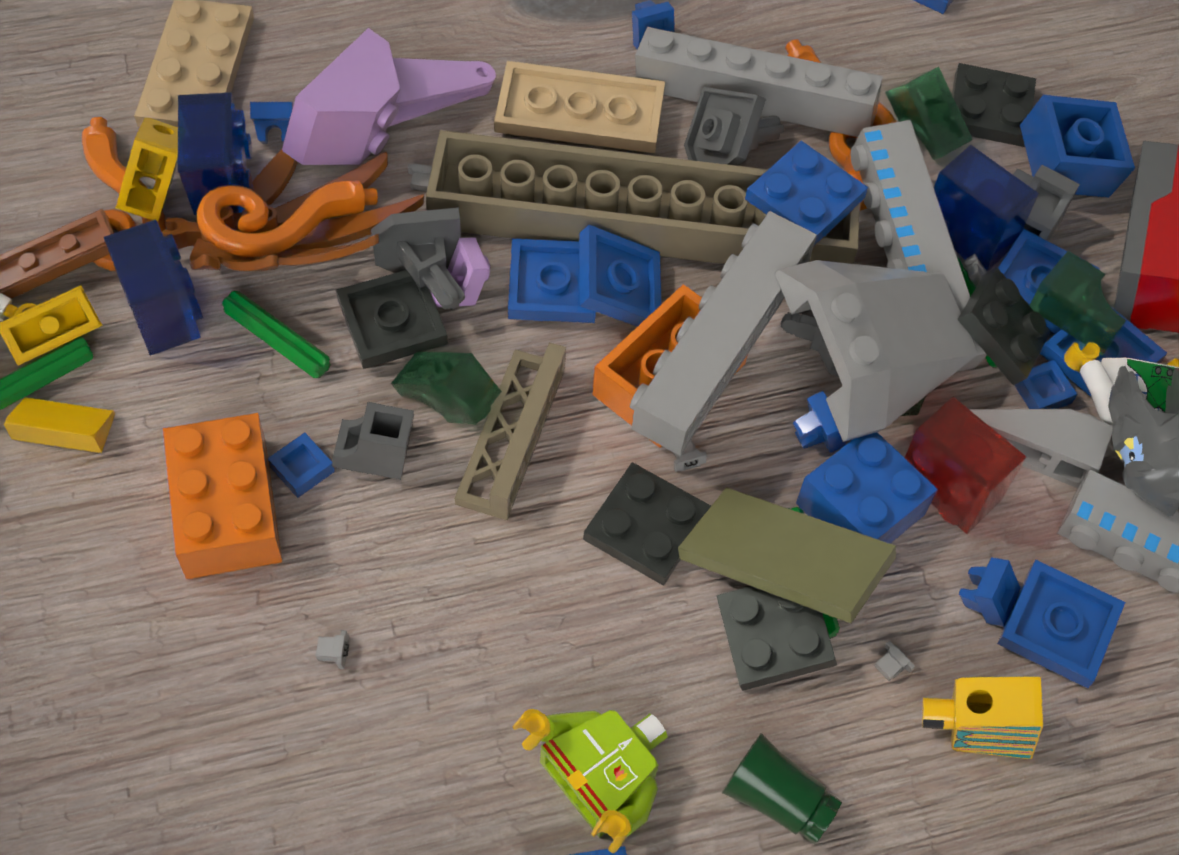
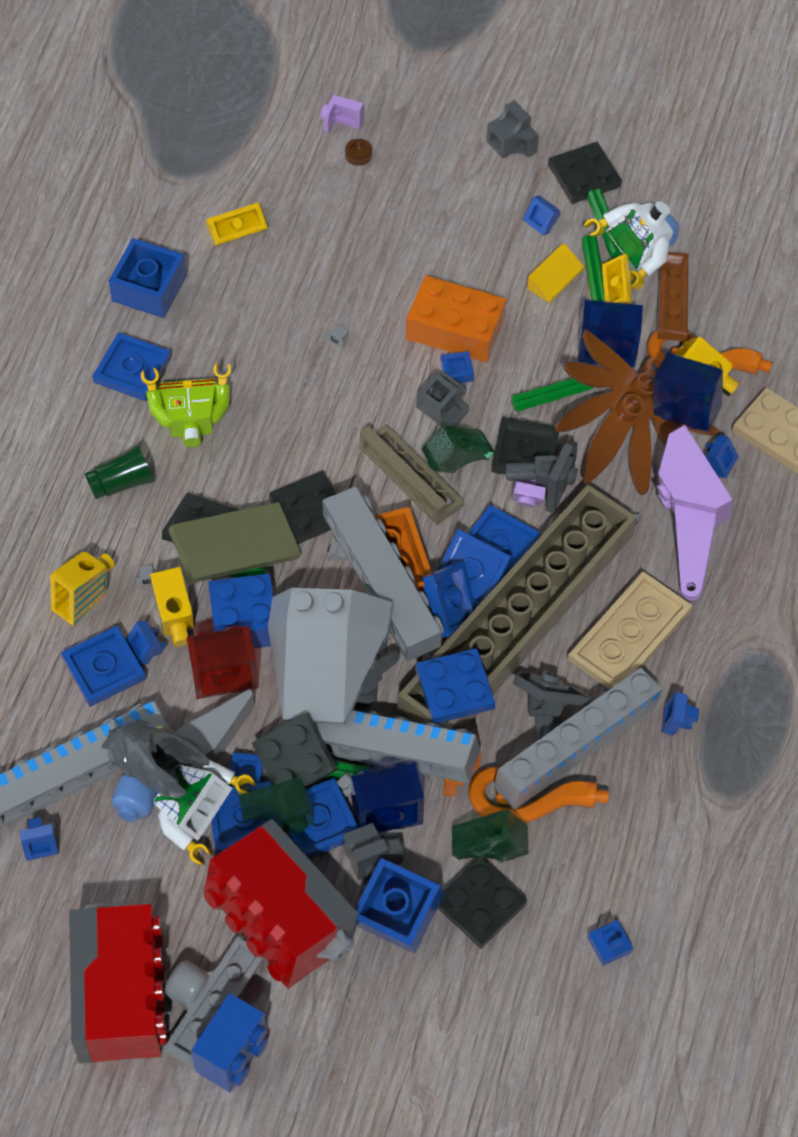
camera: 125 degrees right, 0 degrees up
(329, 201) = (624, 446): orange plant -> none
(686, 266) = (449, 596): none -> blue plate
(937, 569) = (172, 604): none -> yellow torso

